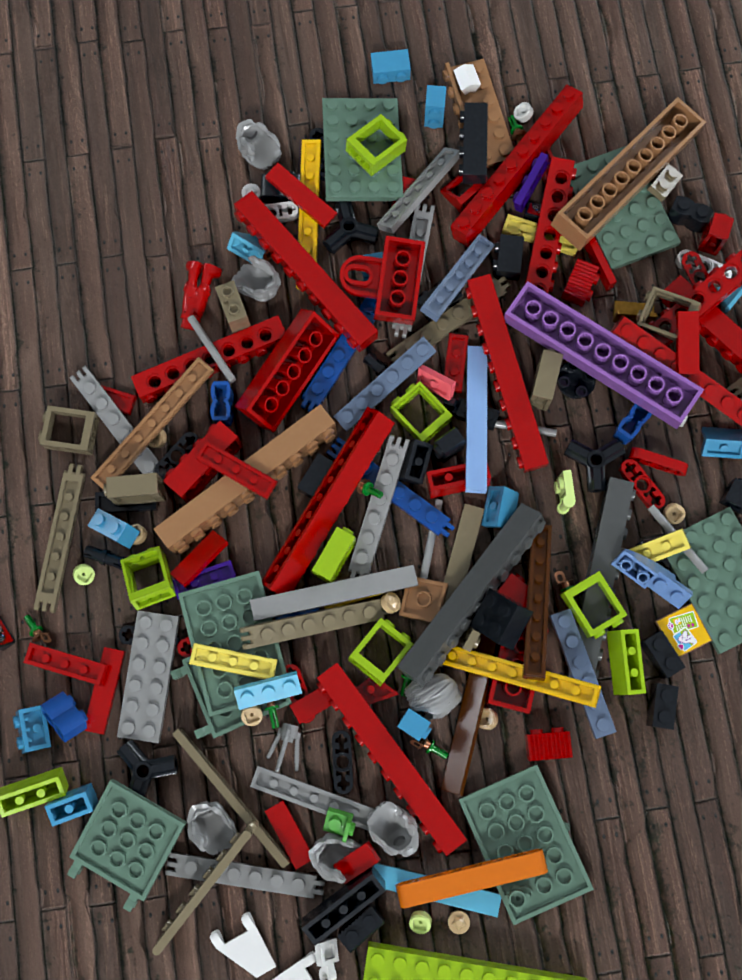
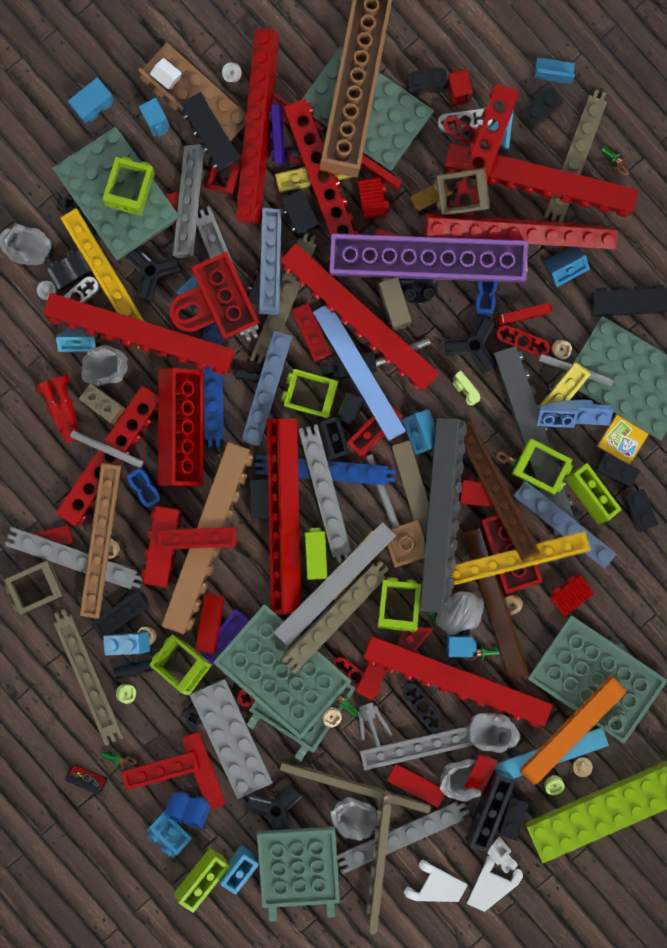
camera: 30 degrees left, 10 degrees up
(135, 489) = (124, 603): dark tan window -> none
(167, 456) = (133, 539): black beam -> none
(233, 661) = (291, 687): light yellow tile -> none
(267, 690) = (332, 691): medium azure plate -> none
(301, 195) = (93, 269): red tile -> none
(339, 823) = (449, 753): bright green bracket -> none
(367, 488) = (307, 484): green piece -> none
(390, 602) = (383, 562): tan tile -> none
(436, 382) = (307, 361): coral plate -> none
(470, 639) = (463, 552): dark tan plate -> none
(501, 619) = (477, 524): black brick -> none
(517, 130) = (235, 92): piece -> none
(665, 182) = (390, 65): plate -> none
(687, 342) = (492, 209): red tile -> none

